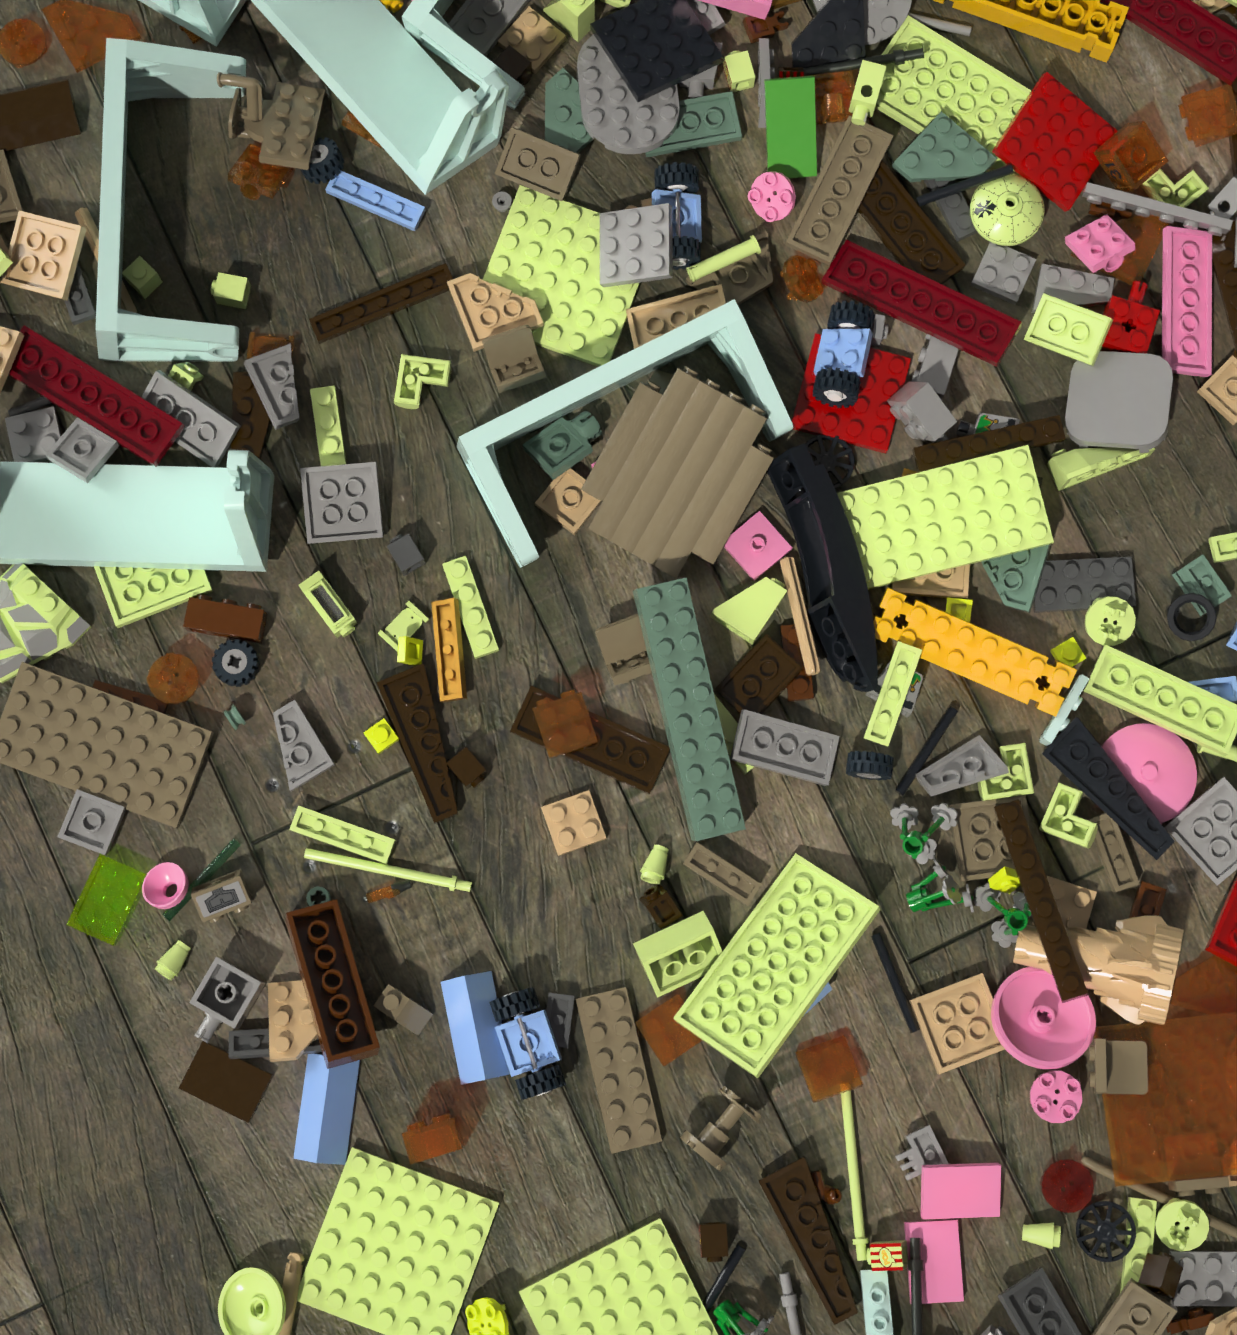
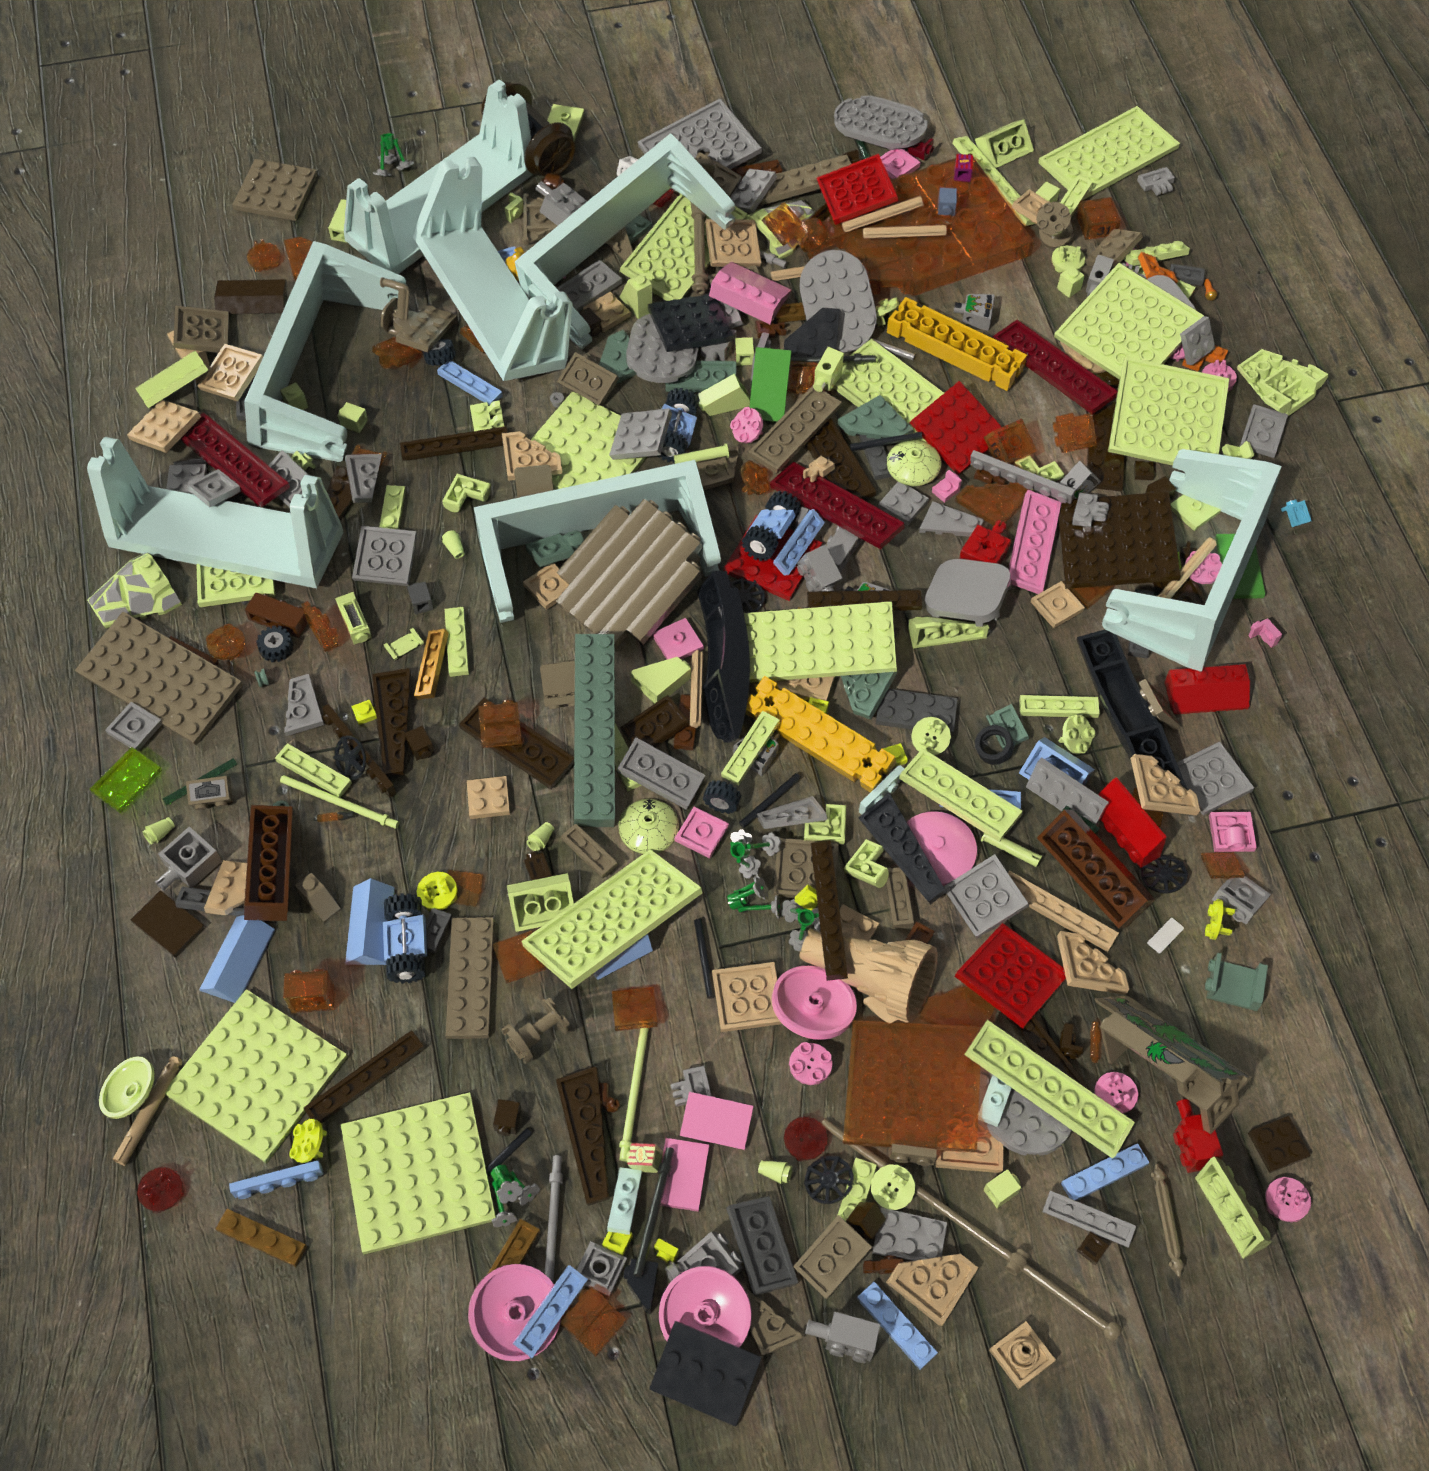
camera: 15 degrees right, 20 degrees down
(158, 881) = (171, 776): bright pink piece -> none
(287, 626) = (320, 627): none -> clear orange plate
(382, 789) = (373, 770): none -> dark brown plate
(388, 812) = (350, 757): none -> black wheel
(407, 254) = (481, 415): none -> yellowish green plate
(410, 651) = (402, 658): neon yellow plate -> none
(426, 462) = (453, 544): none -> yellowish green cone
(529, 1228) = (364, 1077): none -> dark brown plate
(537, 974) = (445, 886): none -> neon yellow plate
(575, 953) = (468, 887): none -> clear orange piece
(730, 155) = (724, 396): none -> yellowish green slope
(773, 833) = (652, 835): none -> yellowish green dish
(853, 815) = (701, 832): none -> bright pink plate
(884, 371) = (798, 542): none -> light blue plate
(885, 246) = (819, 467): none -> tan plate
(1054, 237) = (947, 487): none -> bright pink bracket
(1068, 329) = (941, 541): yellowish green tile -> none
(1100, 244) = (972, 490): bright pink plate -> none
(1118, 1067) = (864, 1048): dark tan bracket -> none

